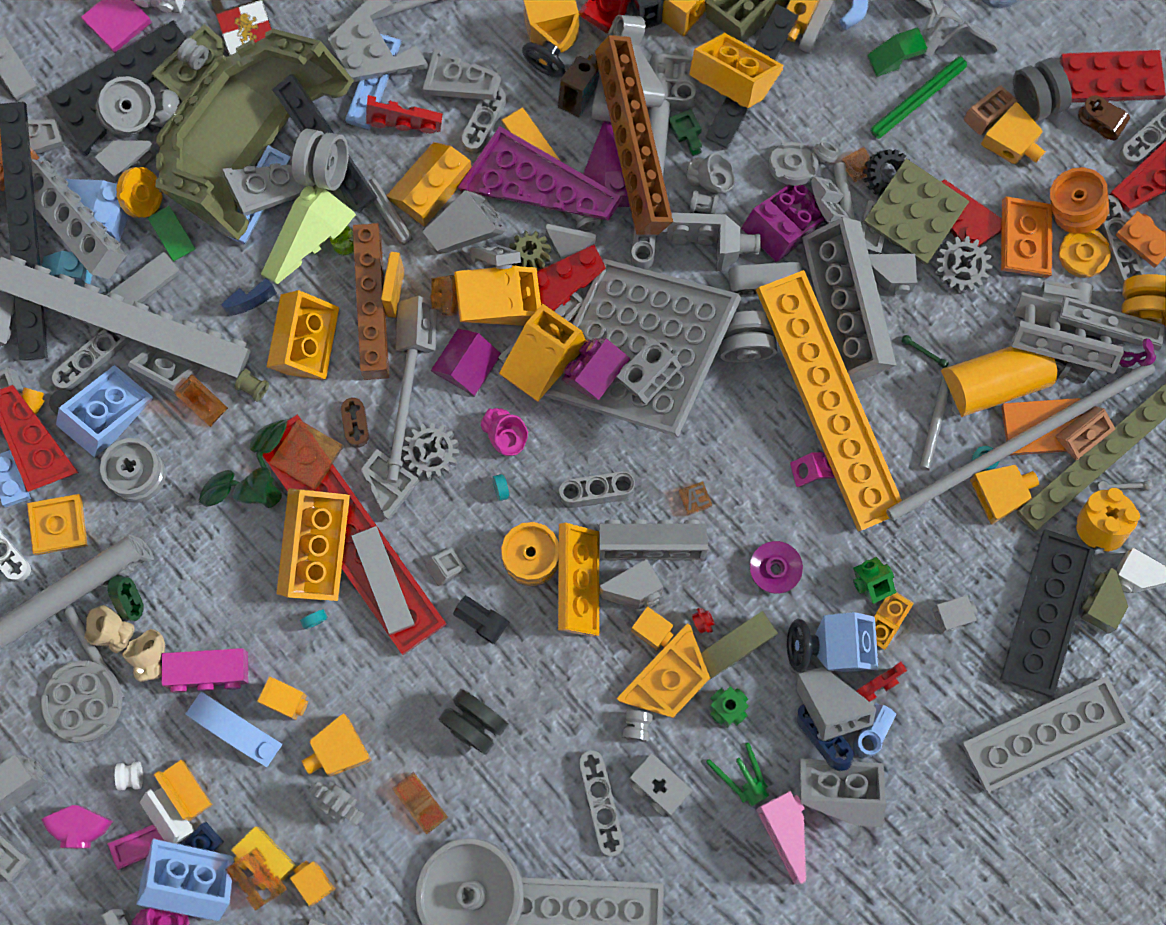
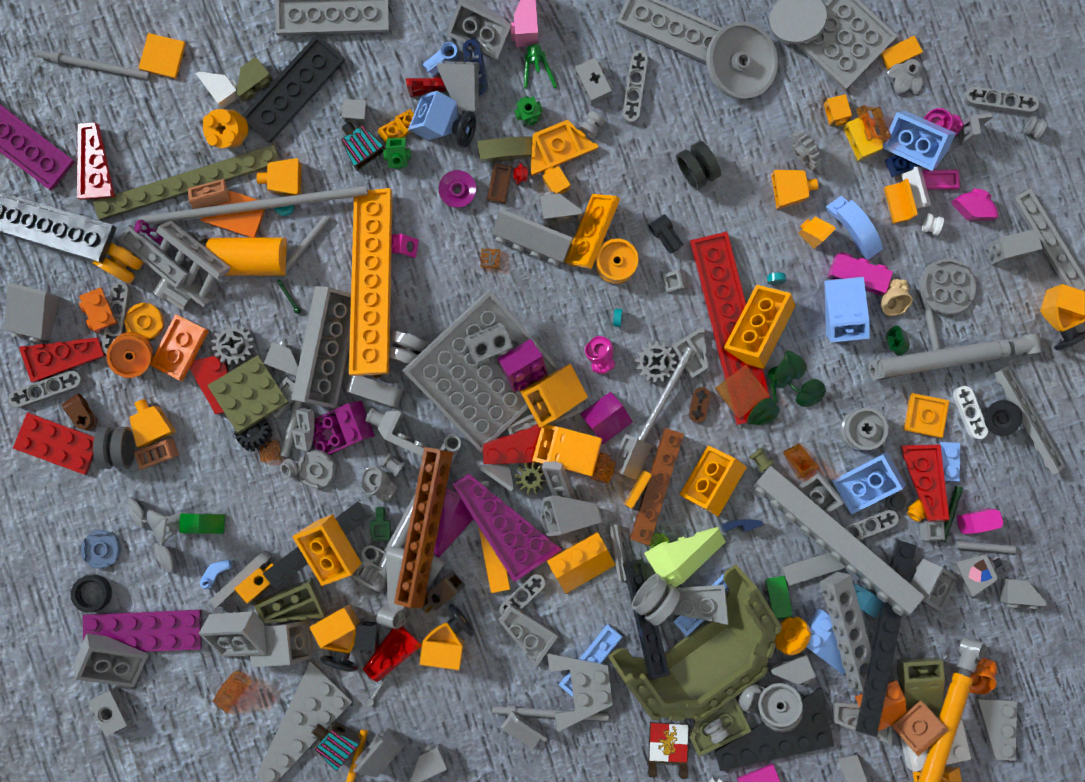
camera: 160 degrees left, 10 degrees up
(107, 629) = (916, 326): tan hair -> none
(206, 608) = (846, 310): none -> light blue slope
(383, 580) = (721, 283): light grey tile -> none
(393, 115) = (581, 615): red wing -> none
(420, 802) = (750, 134): clear orange slope -> none
(607, 481) = (544, 291): light grey beam -> none
(725, 600) = (499, 183): none -> reddish brown tile
(918, 97) = (202, 484): green axle -> none
(926, 573) = (360, 145): none -> torso
(1146, 485) = (215, 157): light grey hinge -> none

